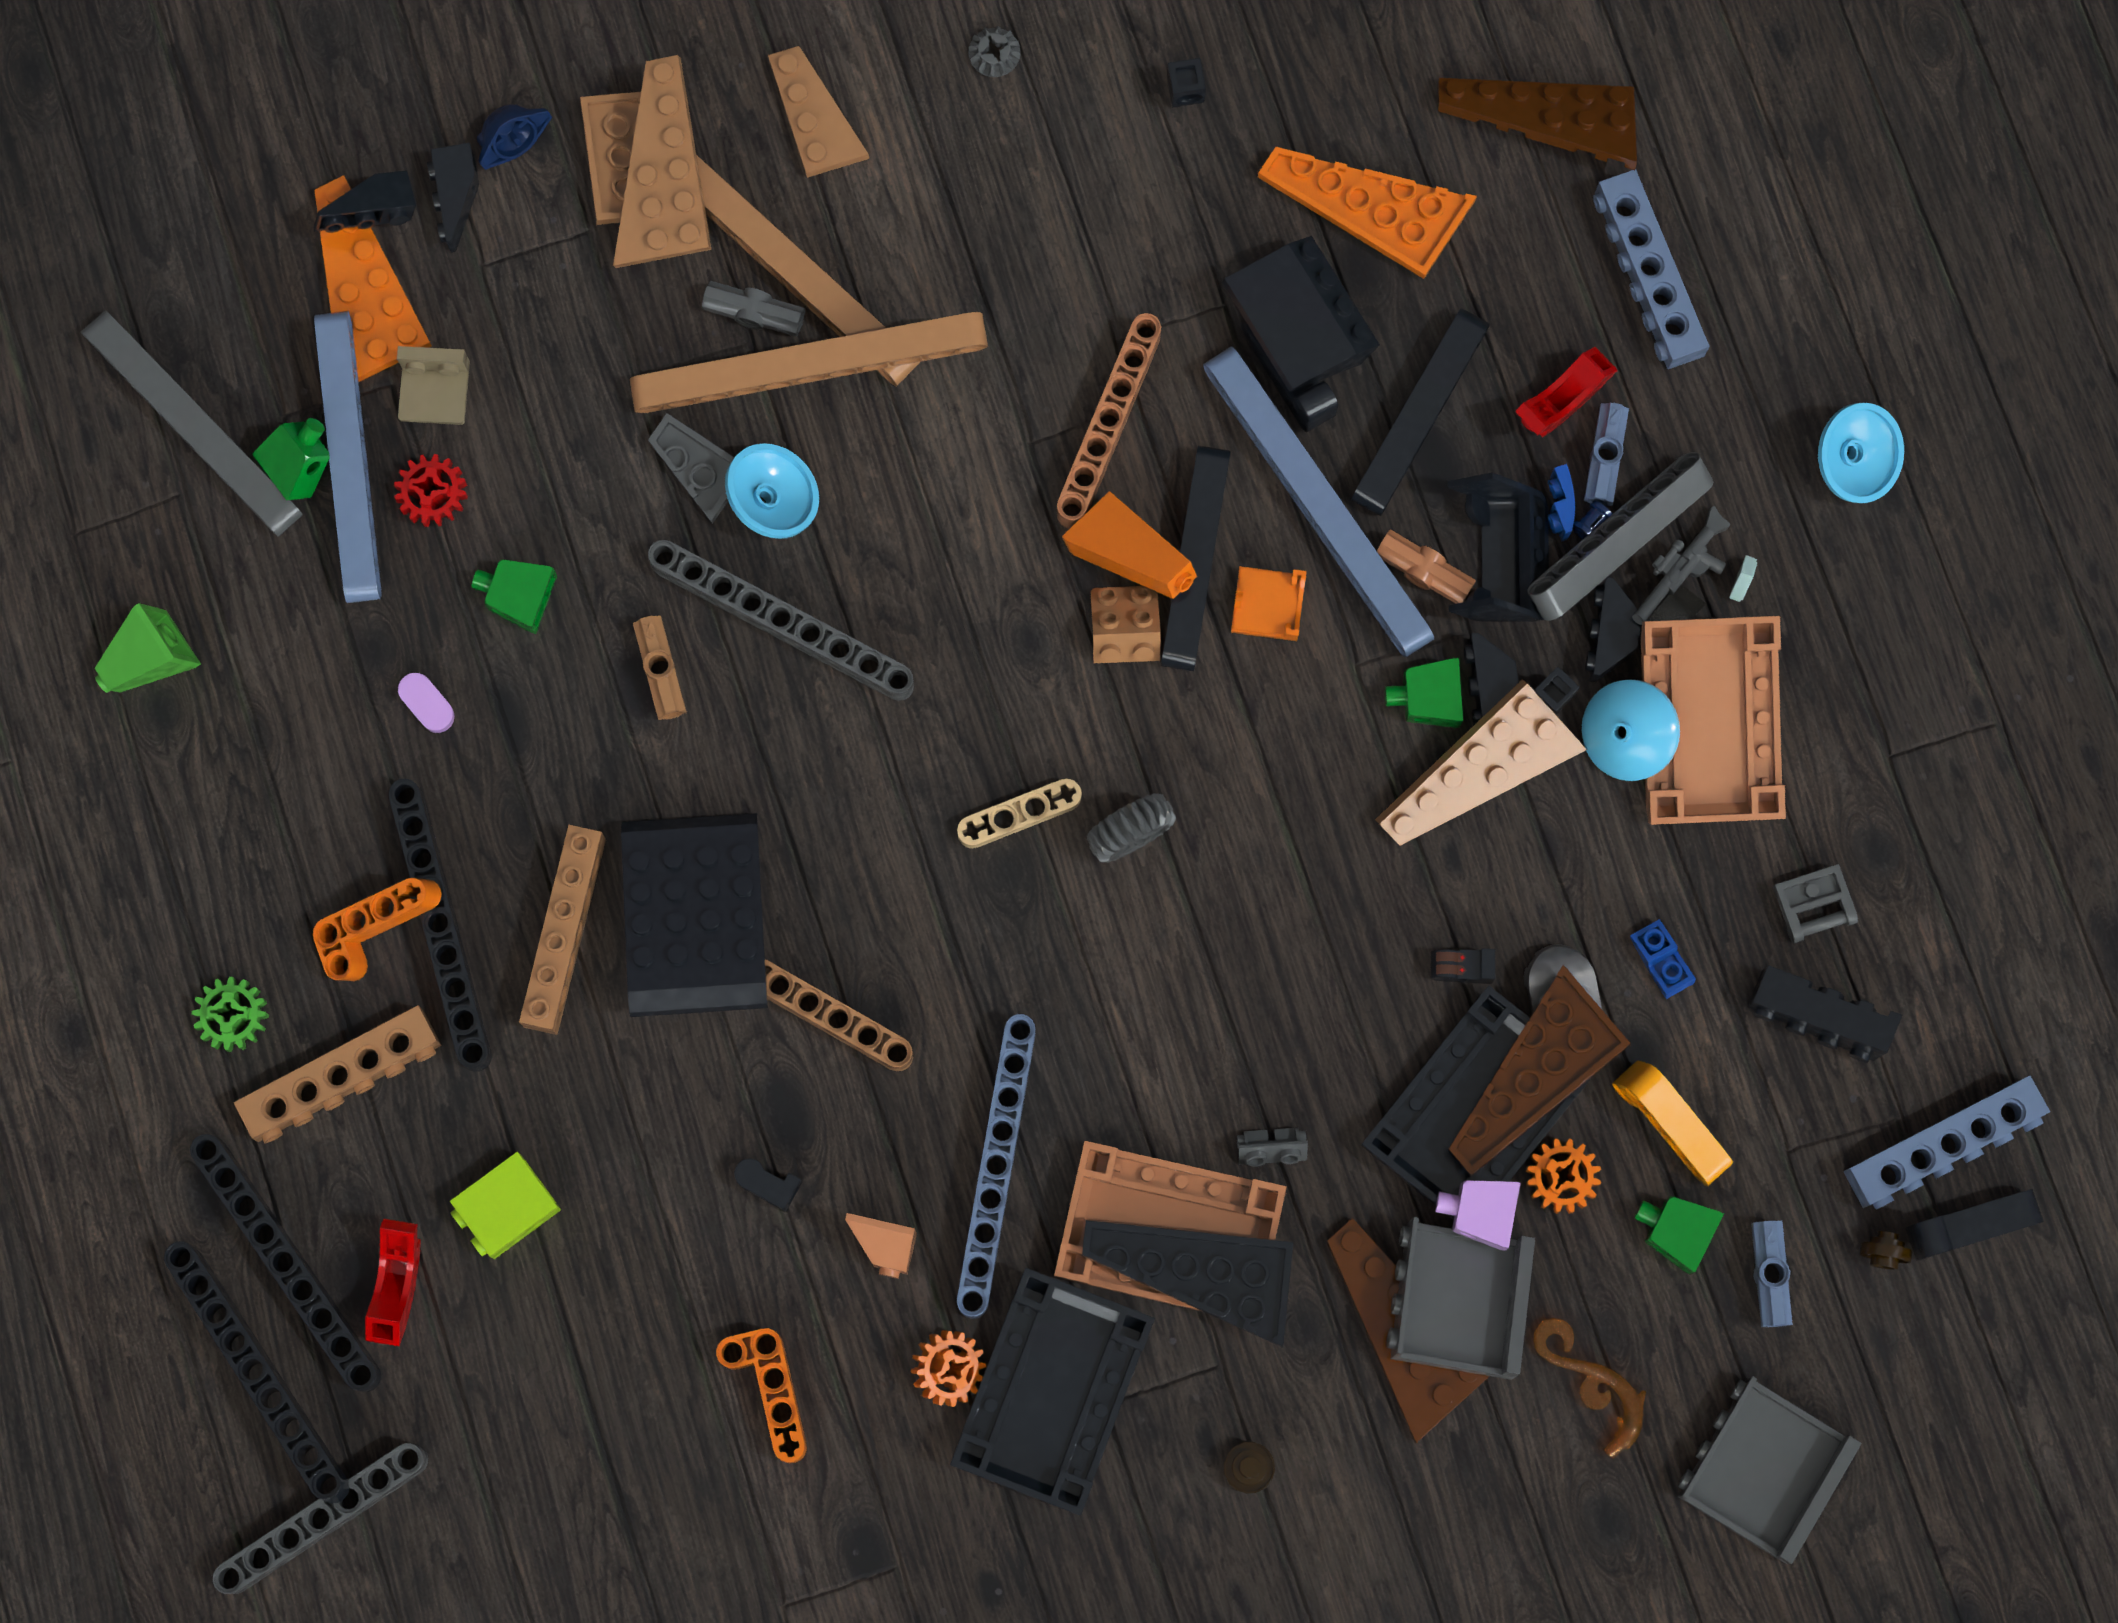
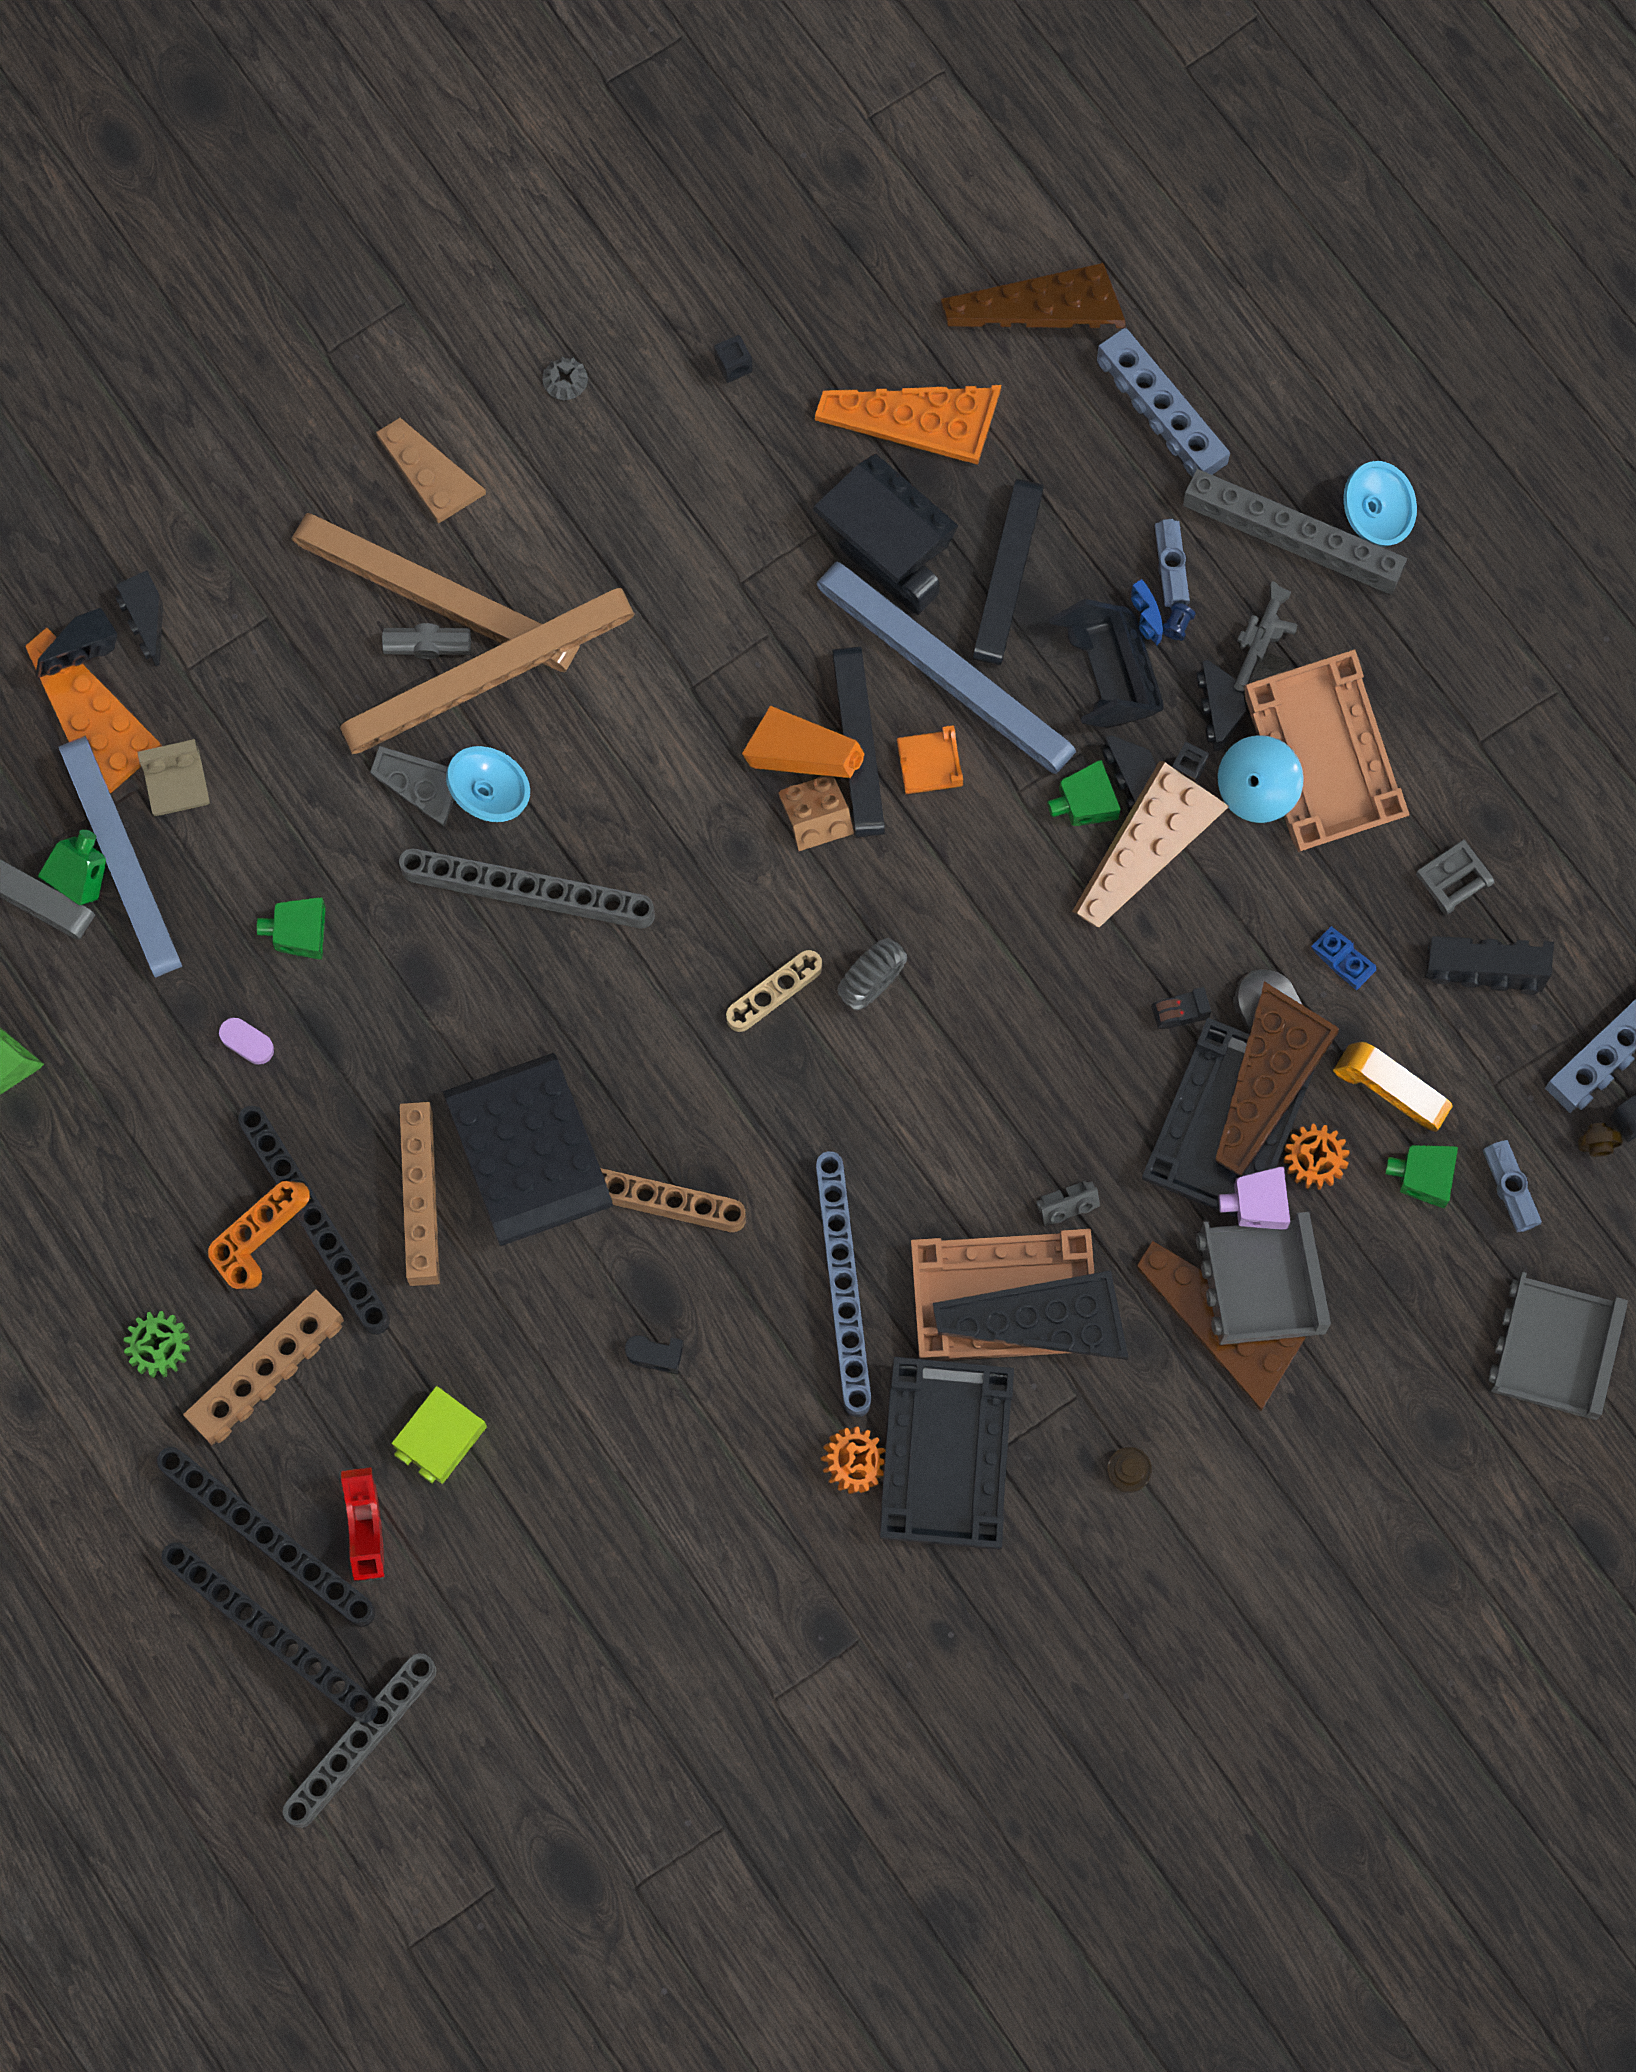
camera: 15 degrees left, 5 degrees down
(431, 477) = (187, 864): red gear -> none
(510, 133) = (178, 554): dark blue hat -> none
(609, 137) = (267, 542): medium nougat wing -> none
(663, 189) = (322, 564): medium nougat wing -> none
(664, 686) = (428, 941): medium nougat piece -> none
(770, 1397) = (711, 1527): orange beam -> none
(885, 1243) = (767, 1372): nougat slope -> none
(1109, 405) = (752, 637): nougat beam -> none
(1425, 567) = (1050, 696): nougat piece -> none
(1567, 393) = (1125, 522): red arch -> none
(1620, 536) = (1204, 625): dark grey beam -> none
(1633, 1404) = (1433, 1346): clear orange plant -> none
(1743, 578) = (1315, 632): light aqua tile -> none
(1755, 457) = (1294, 531): none -> dark grey brick

